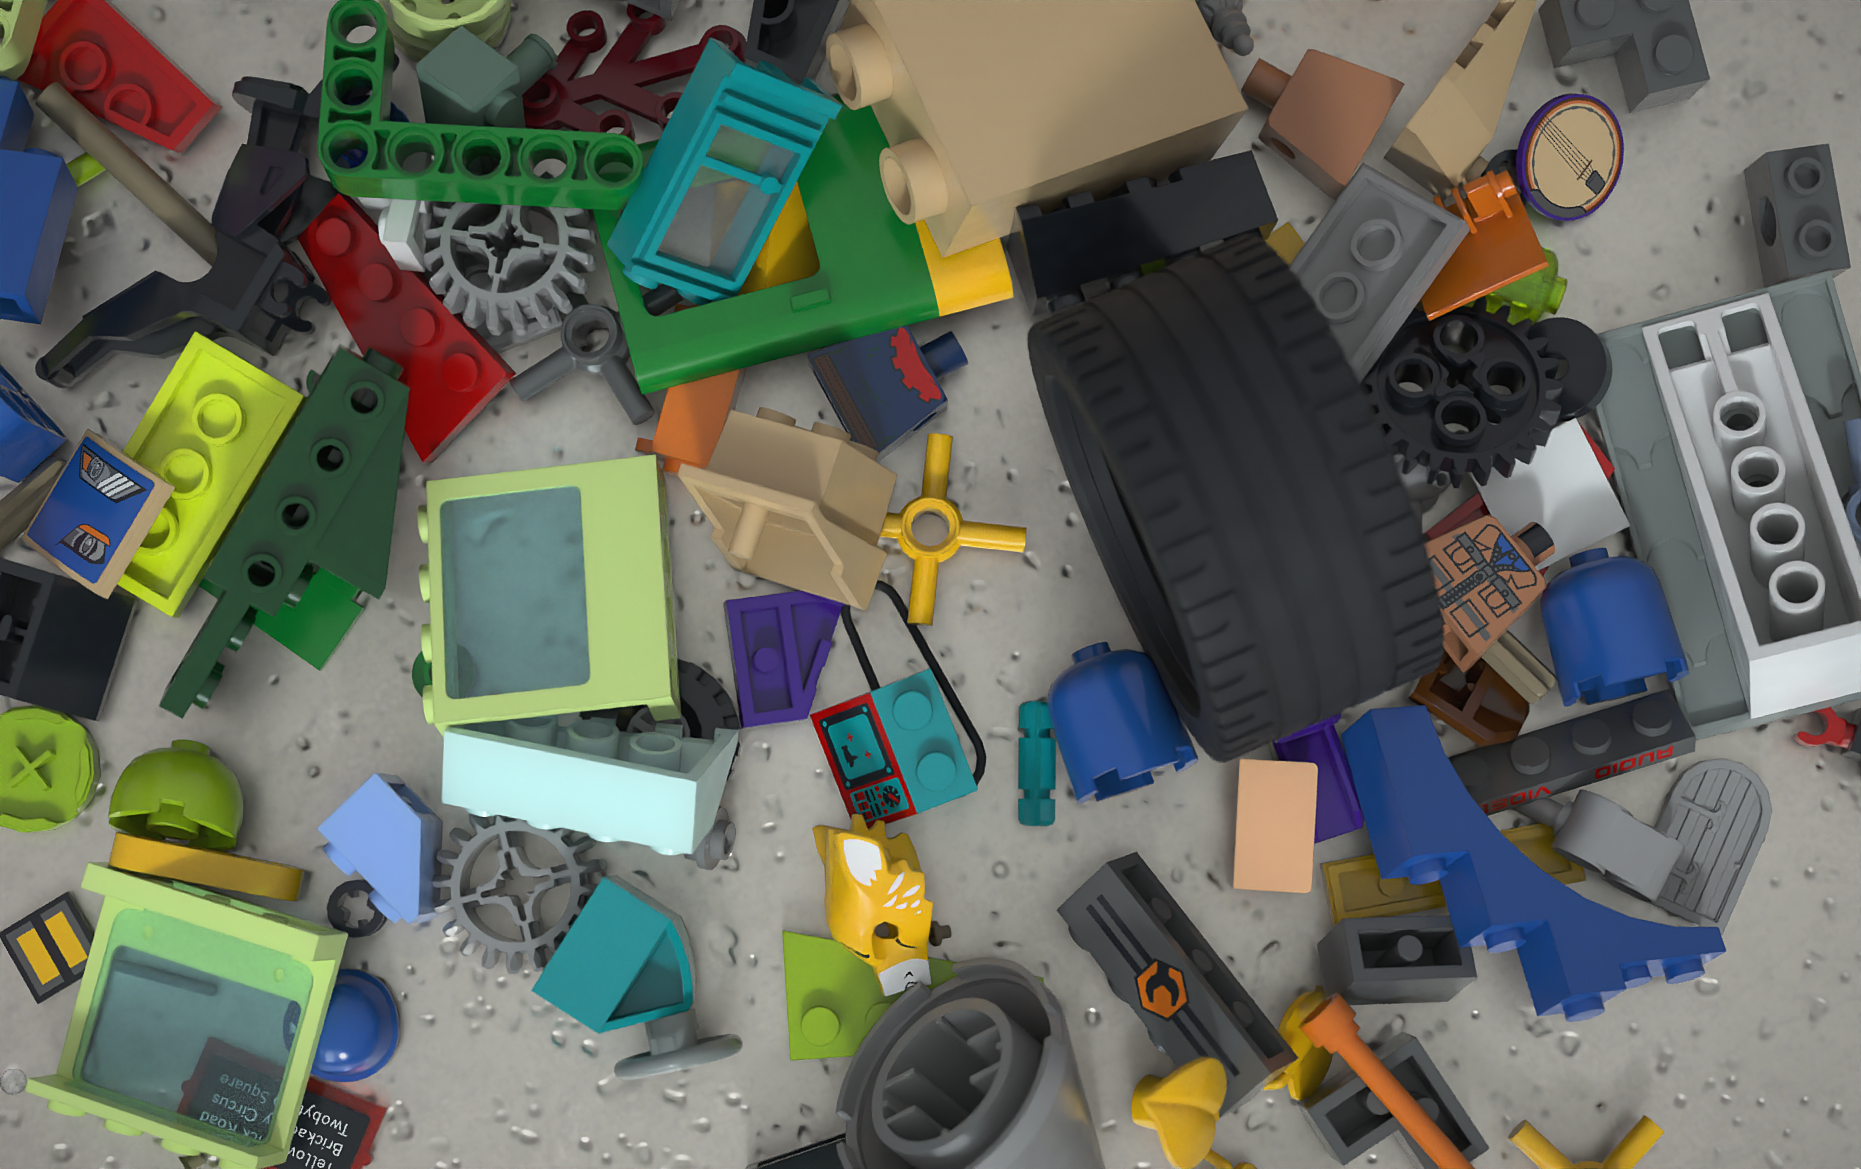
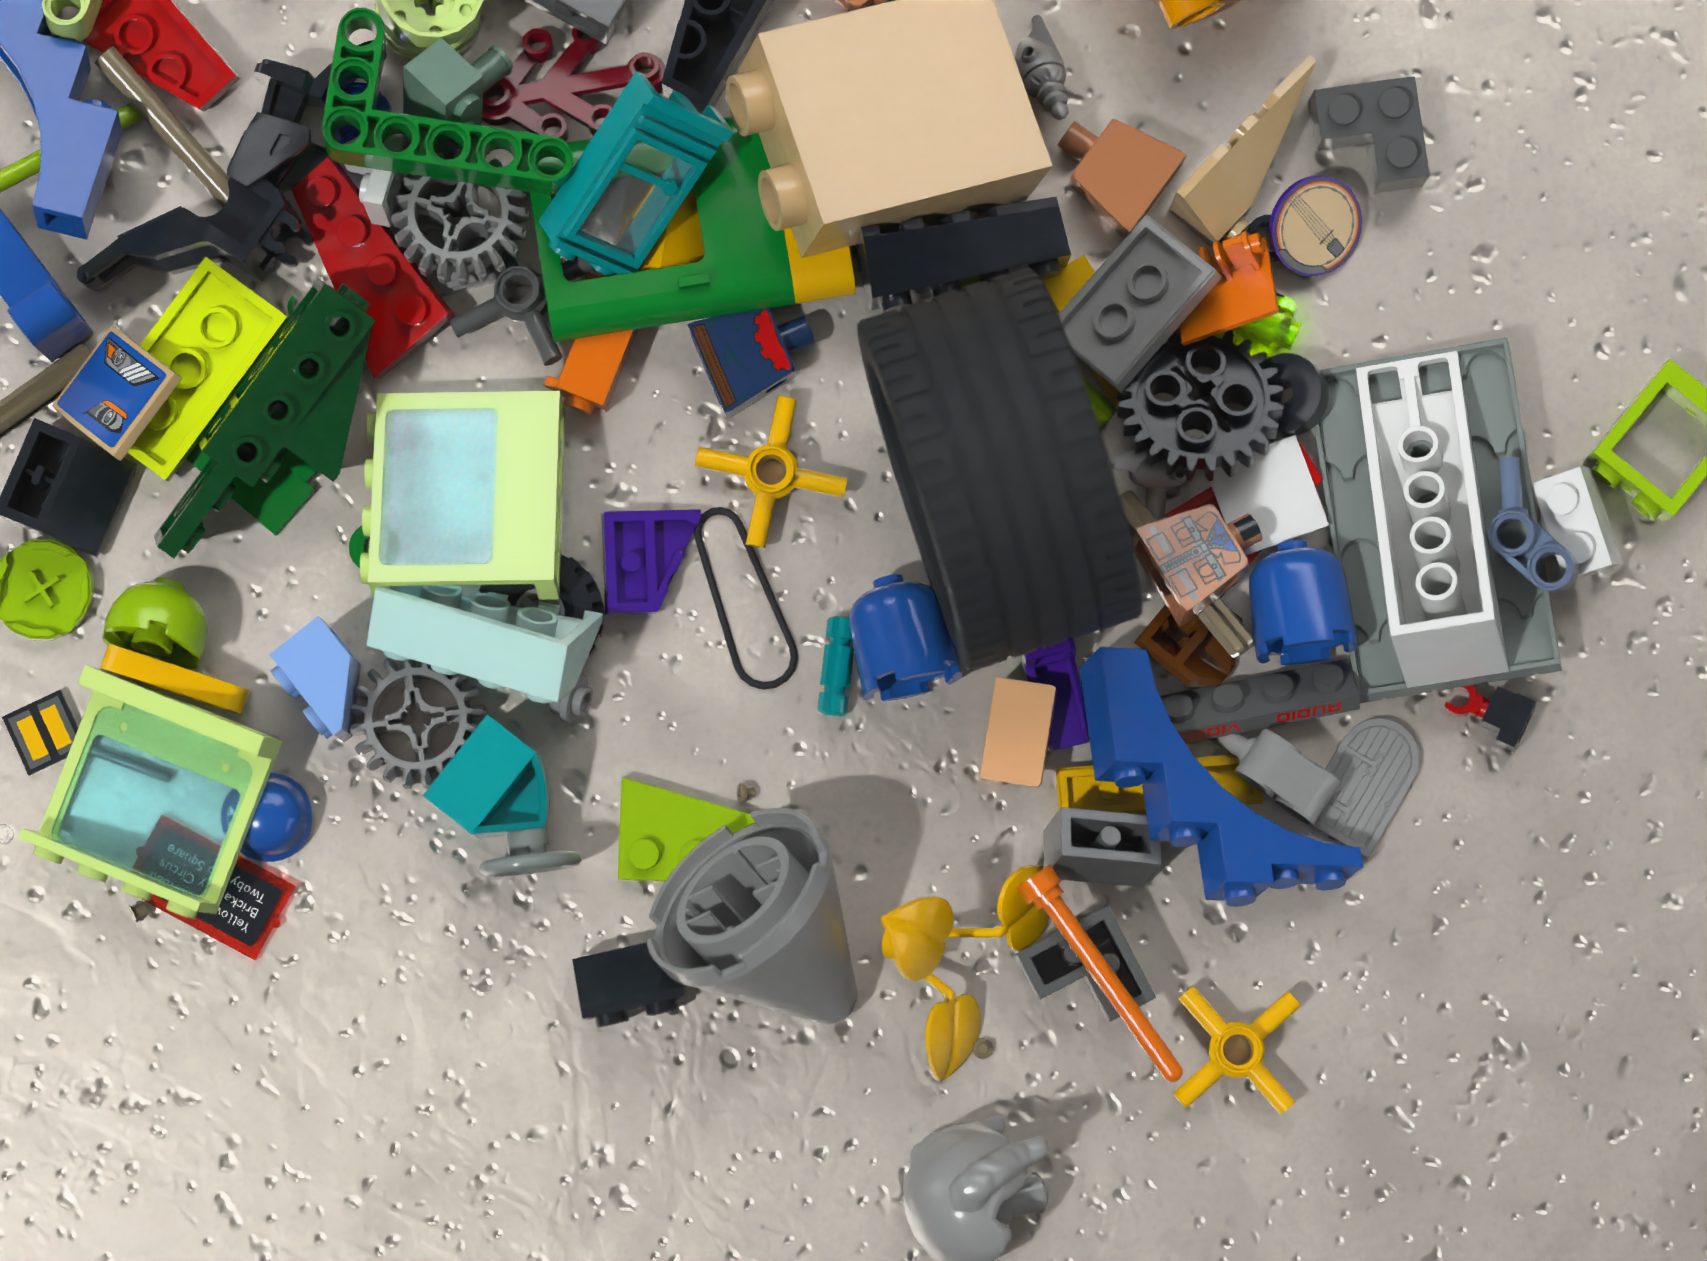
camera: 10 degrees right, 0 degrees up
(339, 915) = (274, 730): black bush -> none
(796, 504) = (666, 442): tan piece -> none
(871, 884) = (699, 744): yellow piece -> none
(894, 750) = (723, 644): teal slope -> none
(1174, 978) = (924, 841): dark grey brick -> none
(1796, 214) = (1492, 290): dark grey brick -> none

